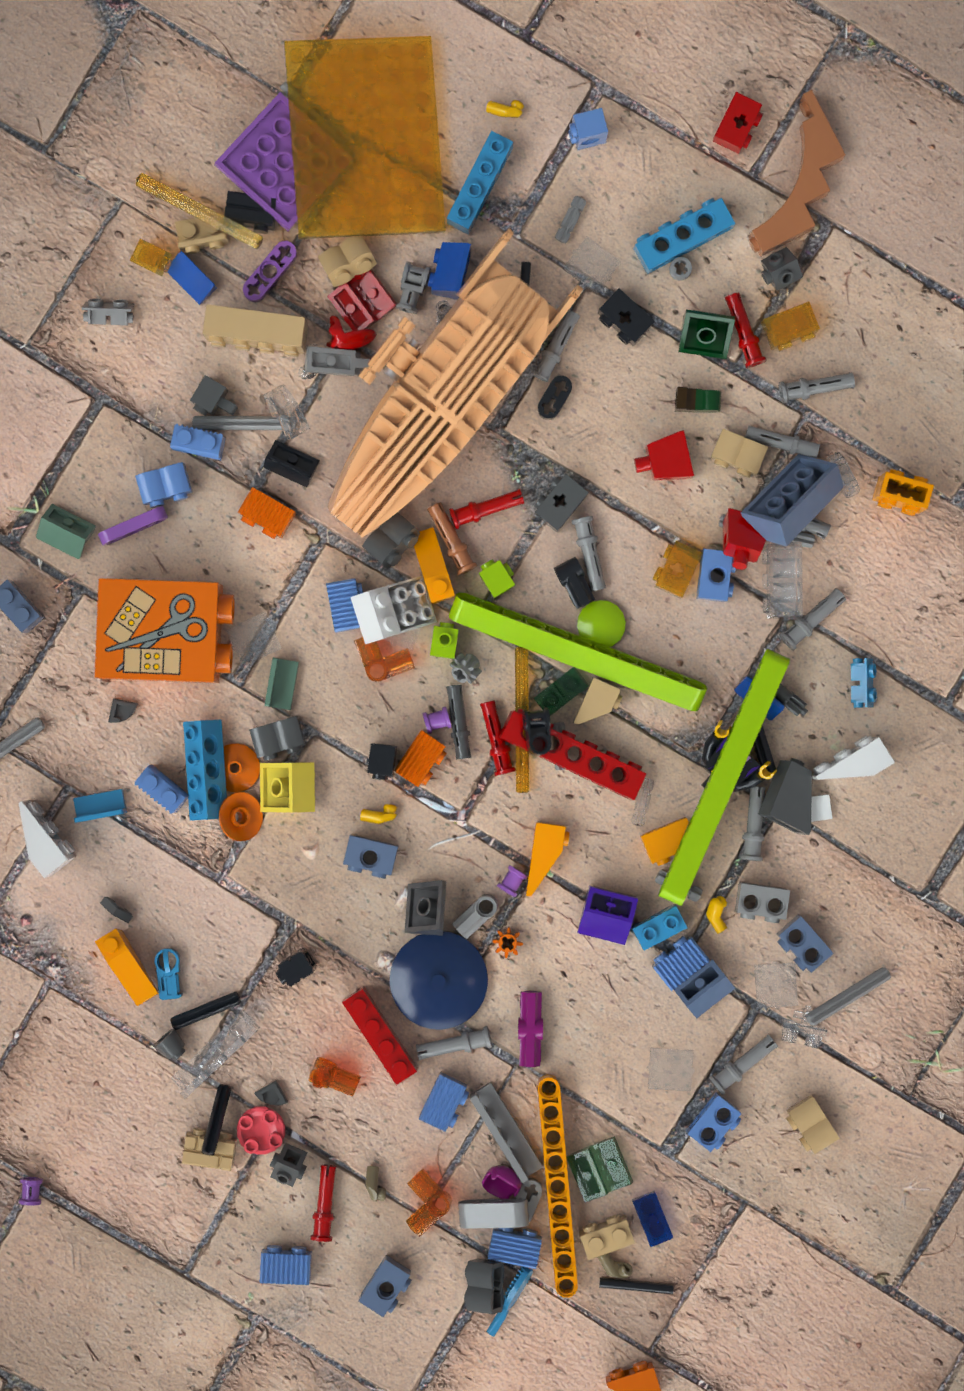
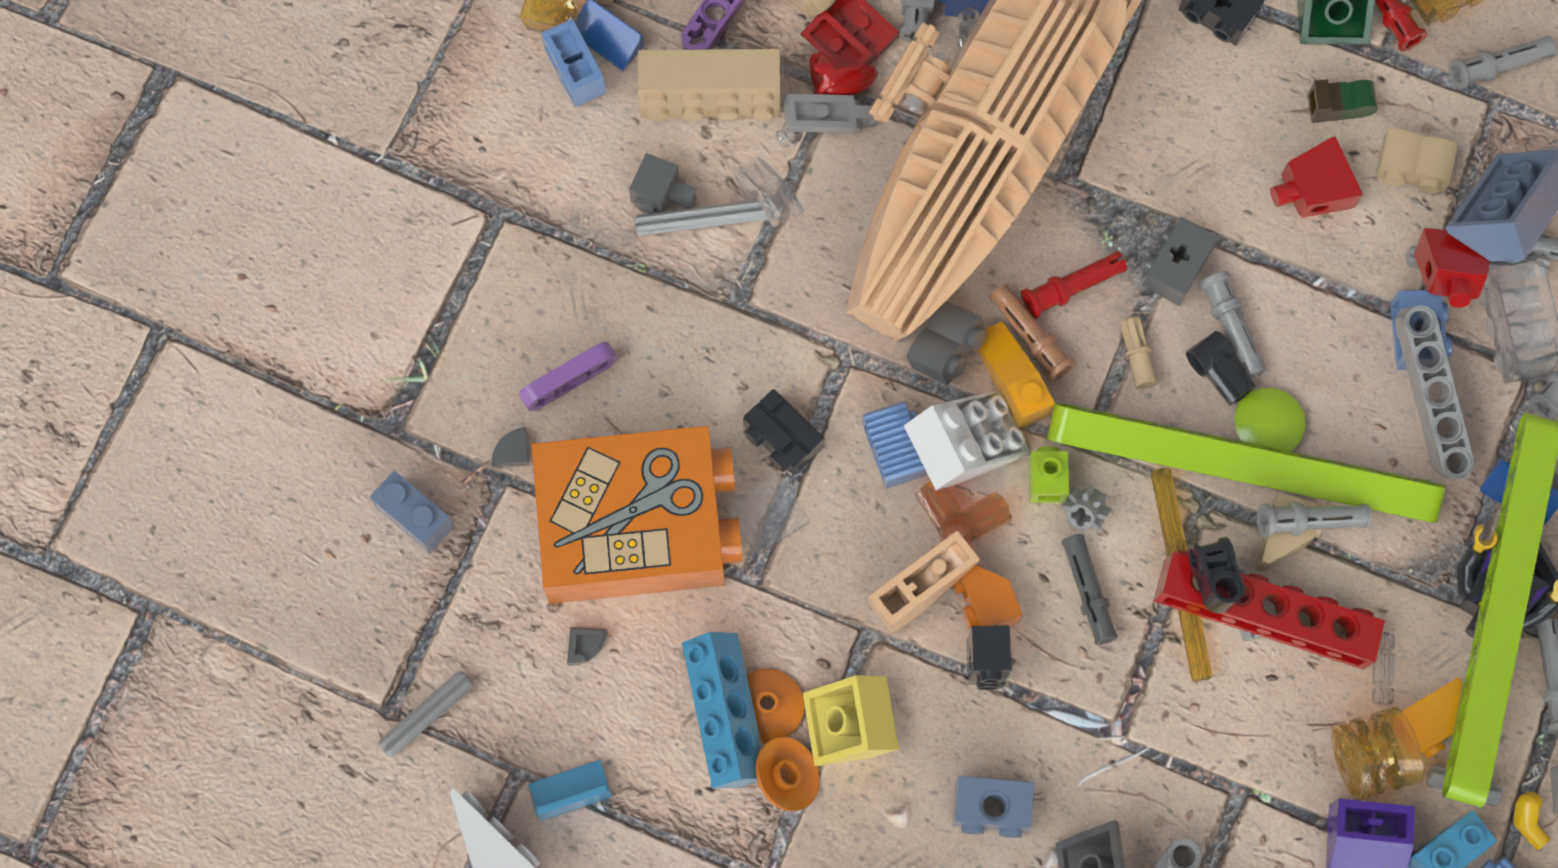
camera: 10 degrees left, 15 degrees down
(64, 531) = (469, 399): sand green panel -> none
(89, 570) = (512, 449): none -> dark grey tile
(117, 310) = (482, 95): light grey hinge -> none
(161, 789) = (662, 749): medium blue brick -> none
(163, 299) = (573, 62): none -> medium blue brick
(164, 484) = (606, 312): medium blue brick -> none
(197, 442) = (647, 247): medium blue brick -> none
(266, 513) = (760, 332): orange brick -> none
(272, 586) = (782, 433): none -> black brick
(277, 737) = (825, 648): dark grey brick -> none
(281, 683) = (818, 571): sand green panel -> none
(291, 463) = (783, 263): black slope -> none
(347, 704) = (922, 582): none -> light nougat slope
(379, 817) = (993, 747): yellow arm -> none
(390, 719) = (987, 599): none -> orange slope
(420, 758) = (1043, 649): orange brick -> none
(437, 720) = (1057, 590): medium lavender bush -> none
(497, 577) = (1107, 376): lime brick -> none
(499, 750) = (1162, 621): red pin -> none
(512, 881) = (1213, 813): medium lavender bush -> none
(521, 563) = (1138, 353): none -> tan axle
(546, 848) = (1255, 755): light orange slope -> none
(552, 353) = (1127, 68): light grey pin -> none
(559, 401) = (1135, 122): black beam -> none
(561, 691) = (1232, 521): clear green slope -> none
(600, 699) = (1300, 518): none -> light grey pin
(622, 860) = (1377, 753): none -> clear yellow wheel
(688, 560) = (1376, 313): clear yellow brick -> none
(714, 635) = (1447, 405): none -> light grey beam
(784, 442) = (1485, 140): light grey pin -> none

